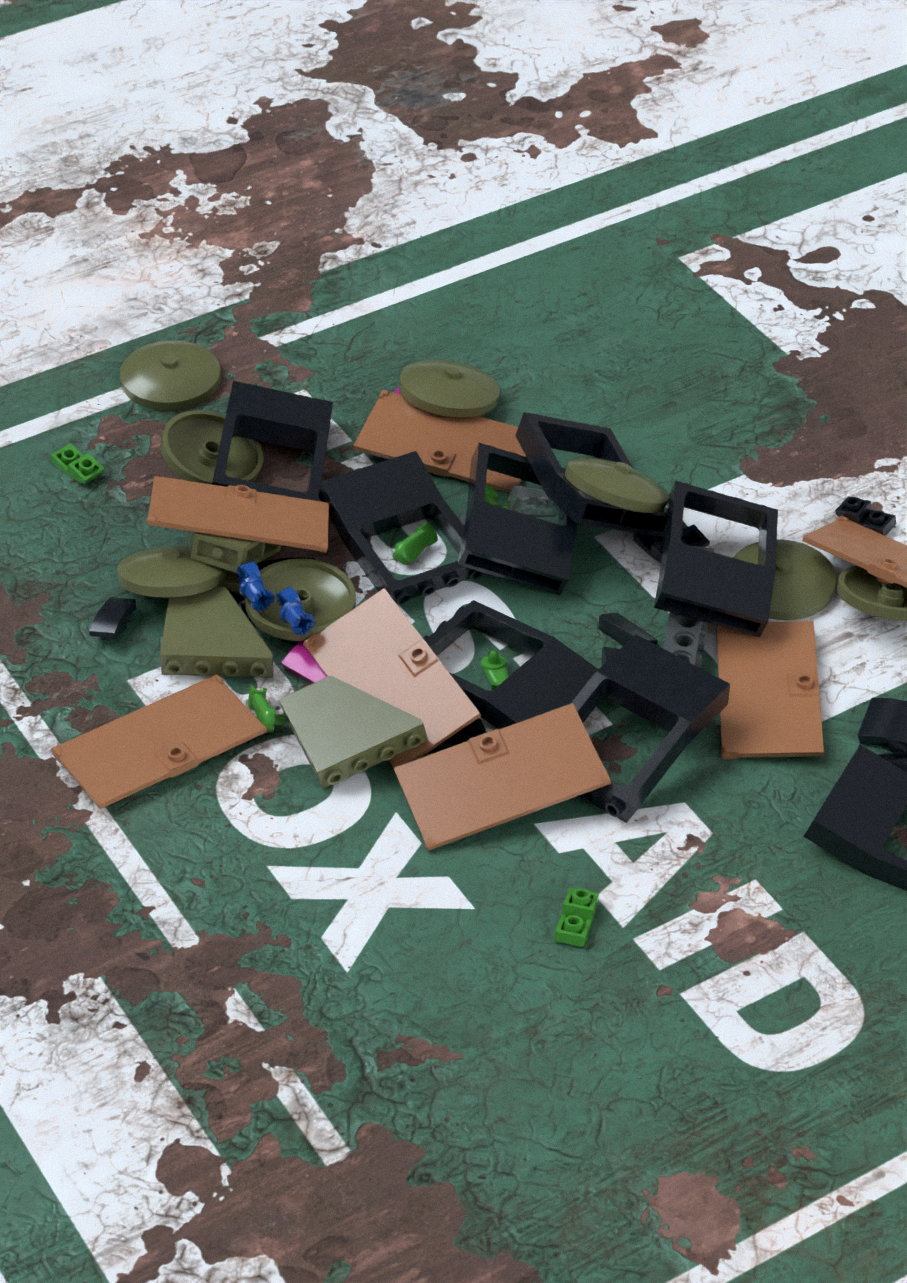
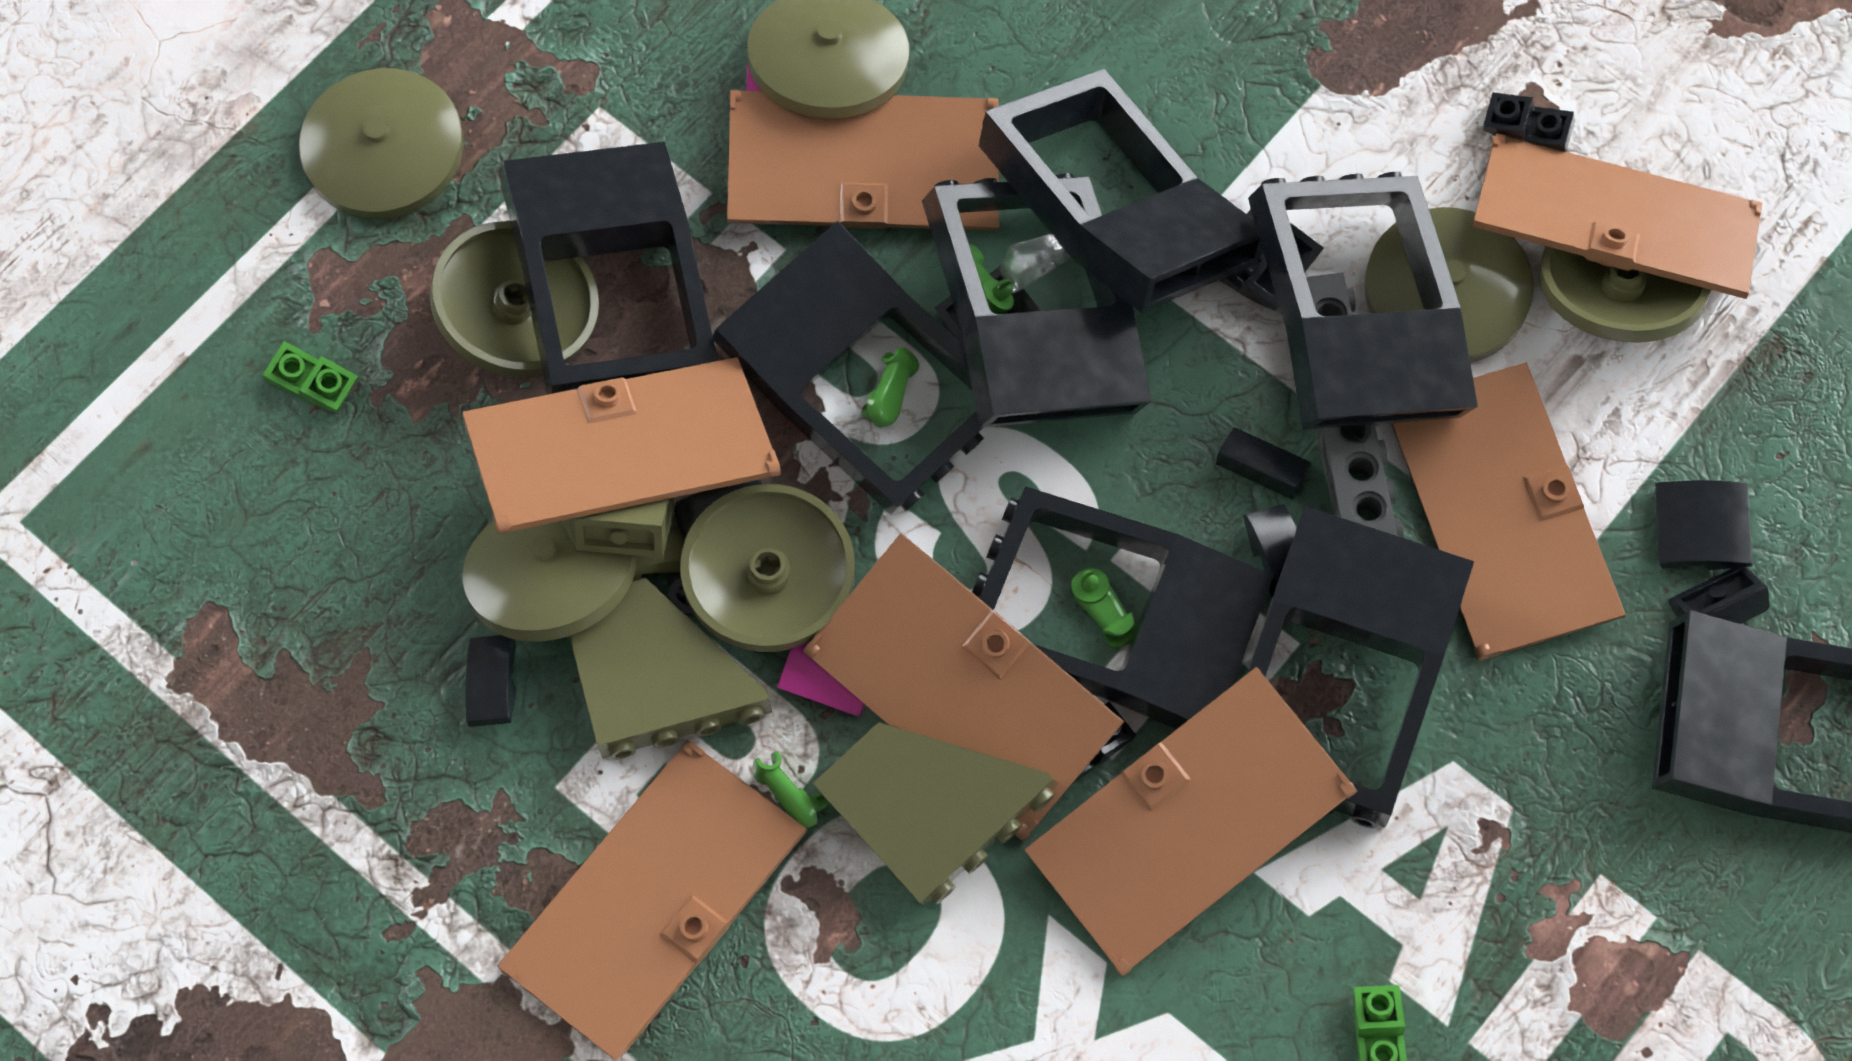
camera: 15 degrees left, 25 degrees up
(253, 587) = (696, 582): blue connector -> none
(293, 612) = (775, 613): blue connector -> none
(617, 484) = (1172, 211): olive dish -> none

